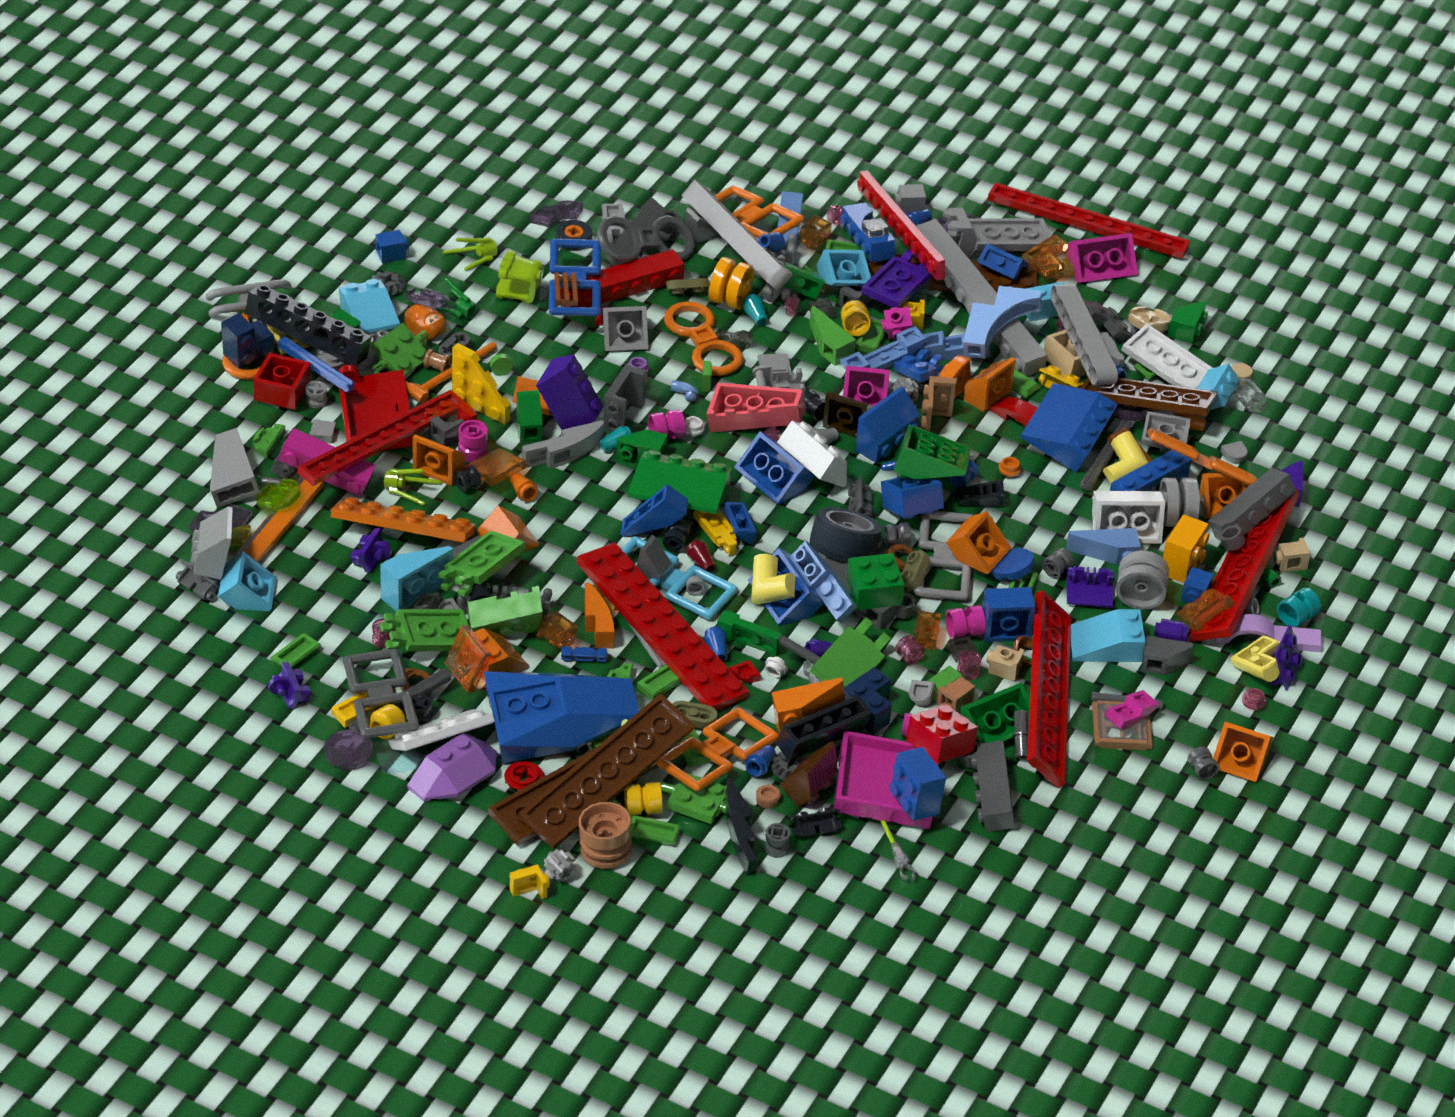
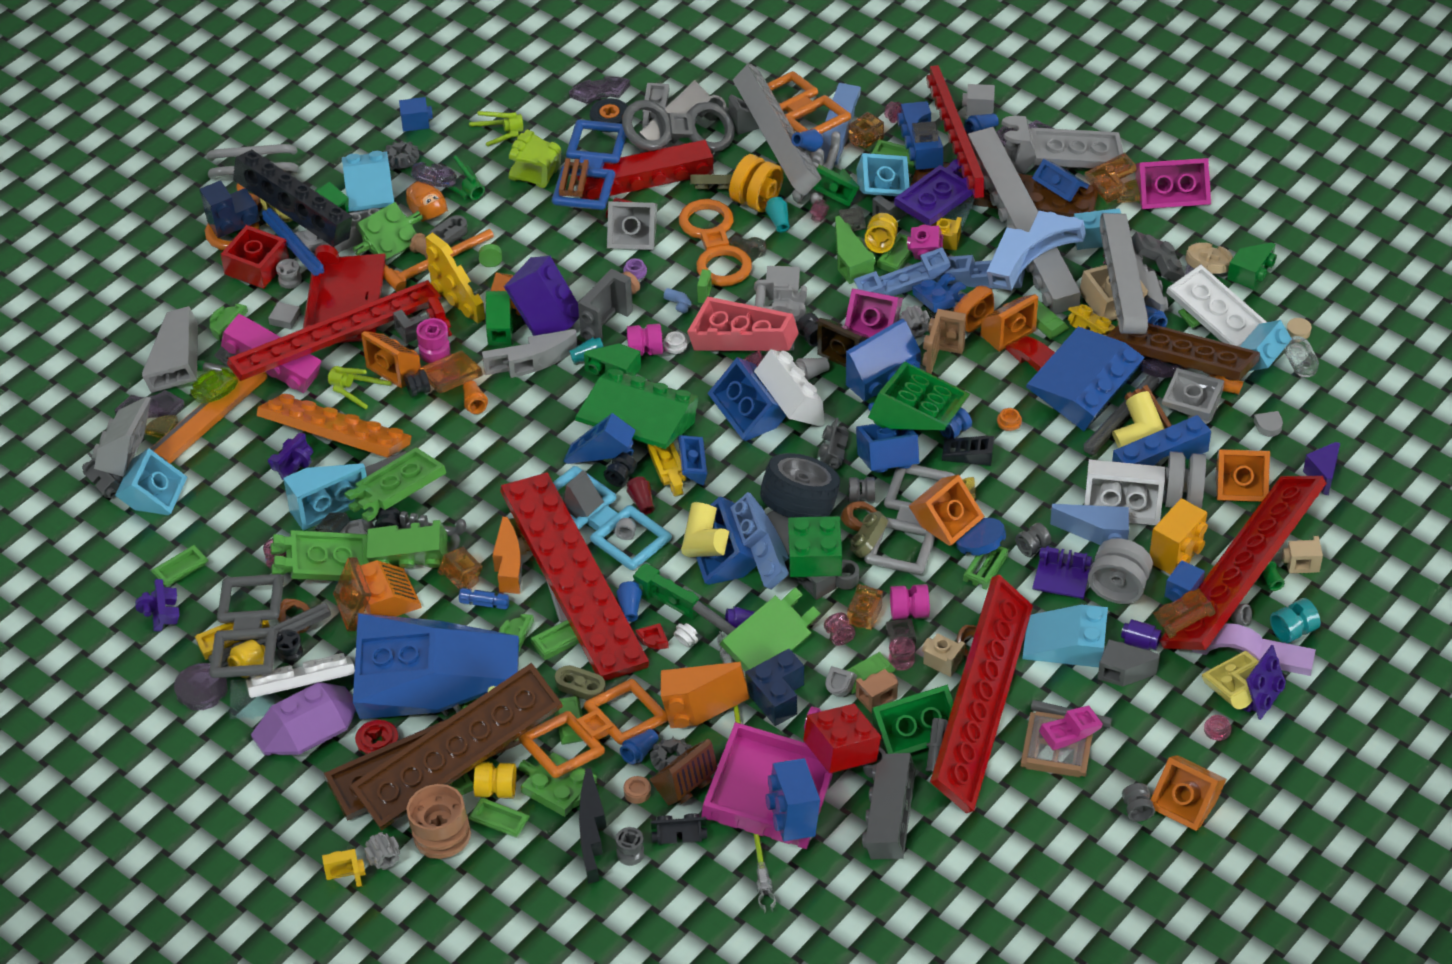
camera: 15 degrees right, 5 degrees up
(508, 524) = (445, 445): orange slope -> none
(823, 727) = (712, 716): black brick -> none
(1008, 613) = (956, 597): blue brick -> none
(1087, 220) = (1171, 138): red plate -> none
(1208, 462) = (1211, 424): orange bar -> none
(1251, 508) = (1265, 495): dark grey hinge -> none

